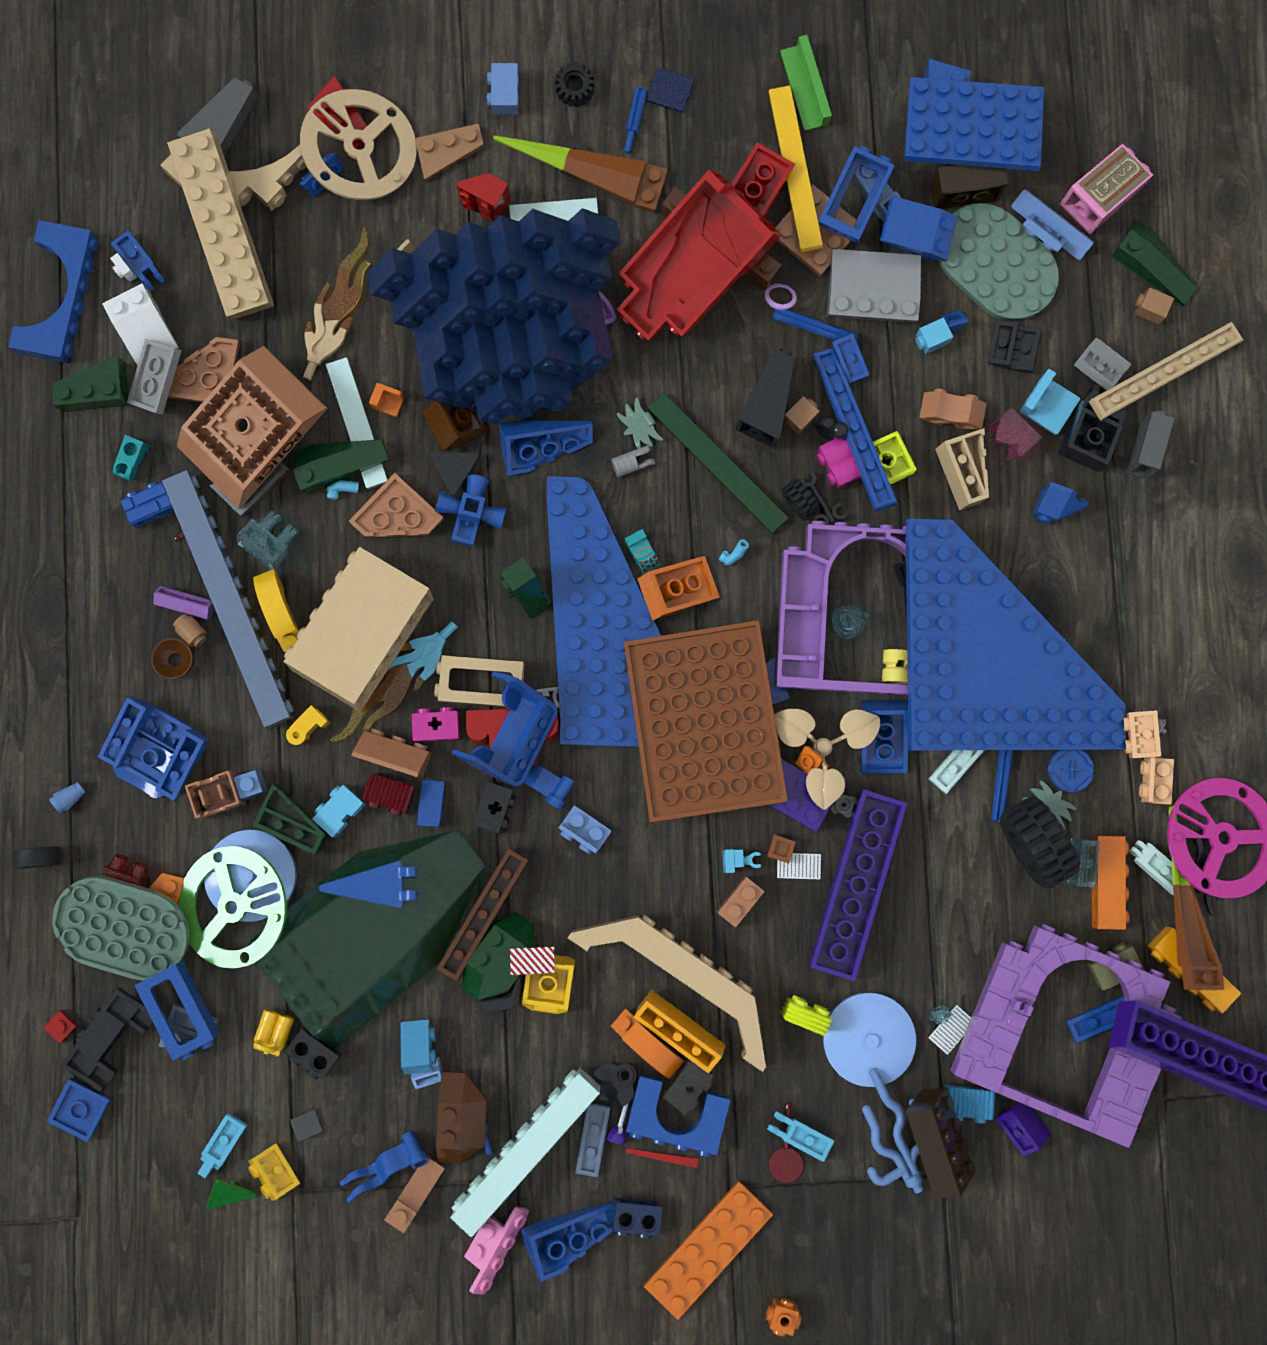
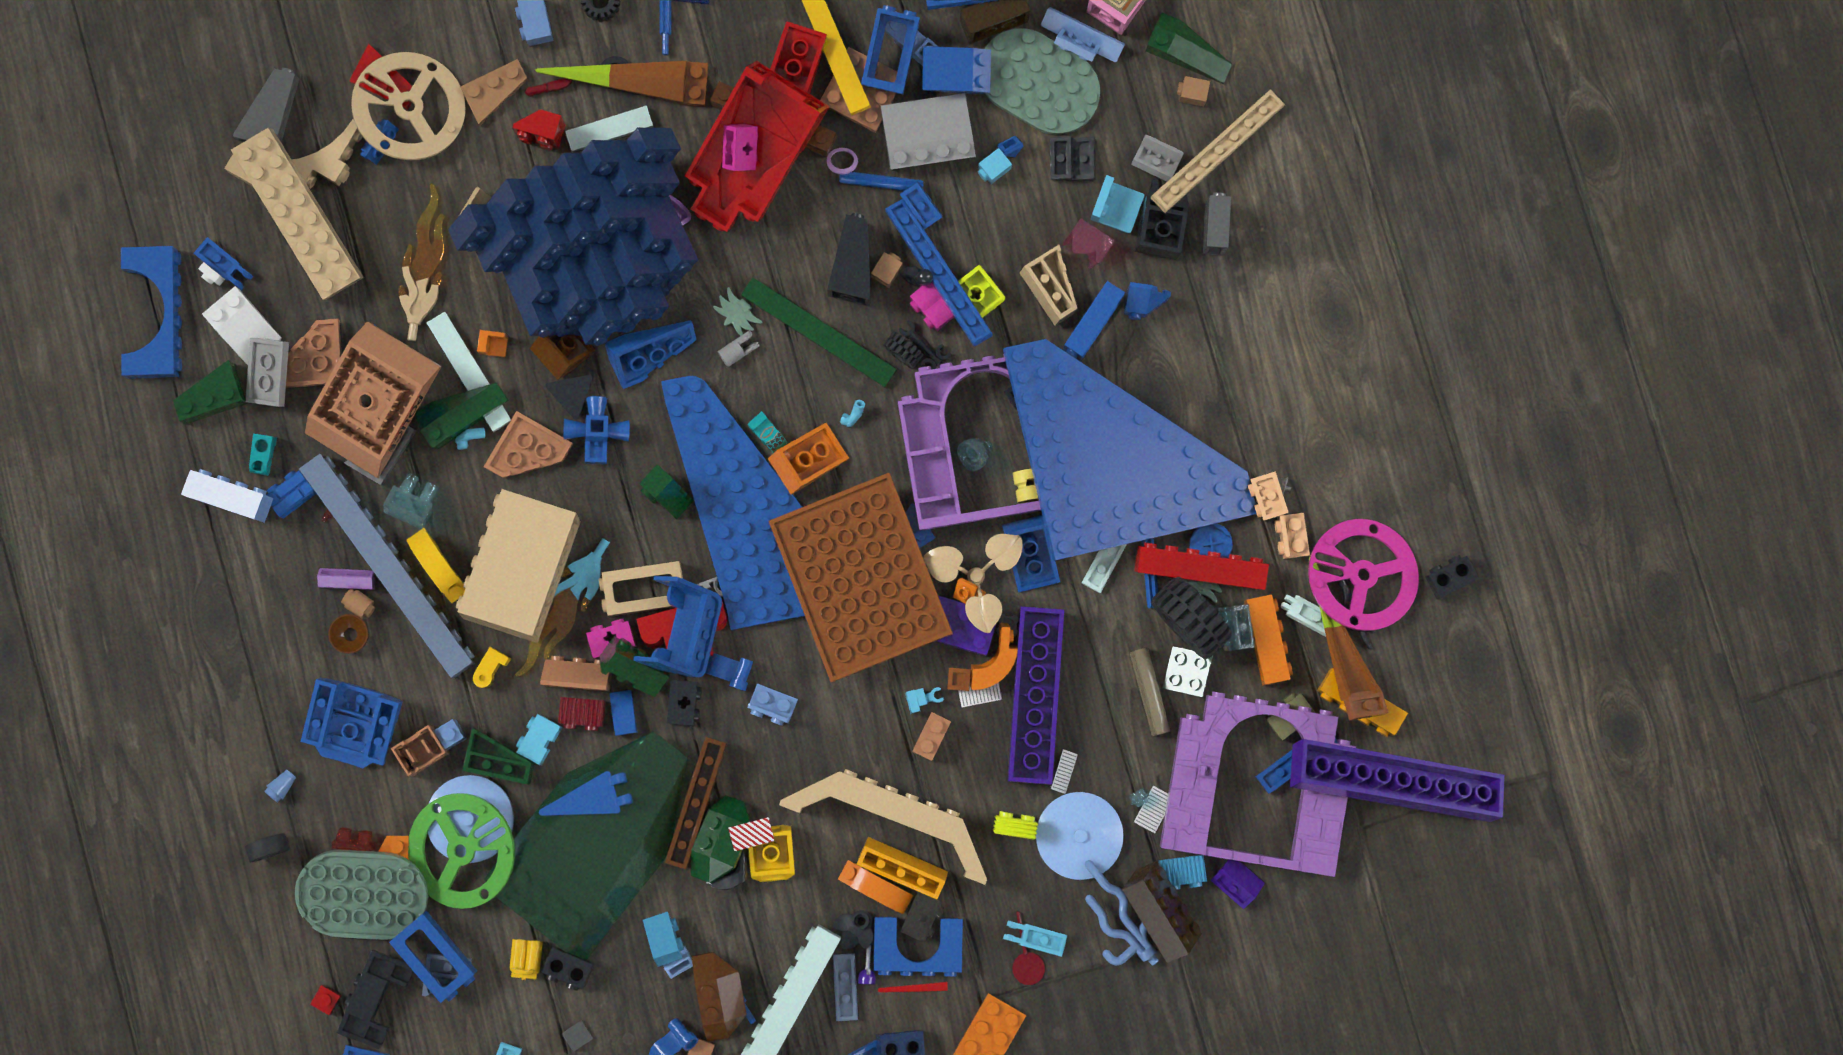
camera: 20 degrees left, 0 degrees up
(84, 492) = (227, 496): none -> brick
(437, 750) = (619, 660): none -> dark green wedge
(505, 158) = (550, 86): none -> dark red piece
(681, 256) = (740, 147): none -> dark pink brick
(824, 846) = (995, 669): none -> orange arch
(868, 969) = (1064, 771): none -> white sticker
(945, 408) = (1027, 232): nougat brick -> none
(975, 907) = (1149, 691): none -> dark tan brick
(1004, 512) = (1093, 321): none -> blue piece
(1018, 896) = (1187, 672): none -> hinge
(1057, 791) = (1201, 567): none -> red brick

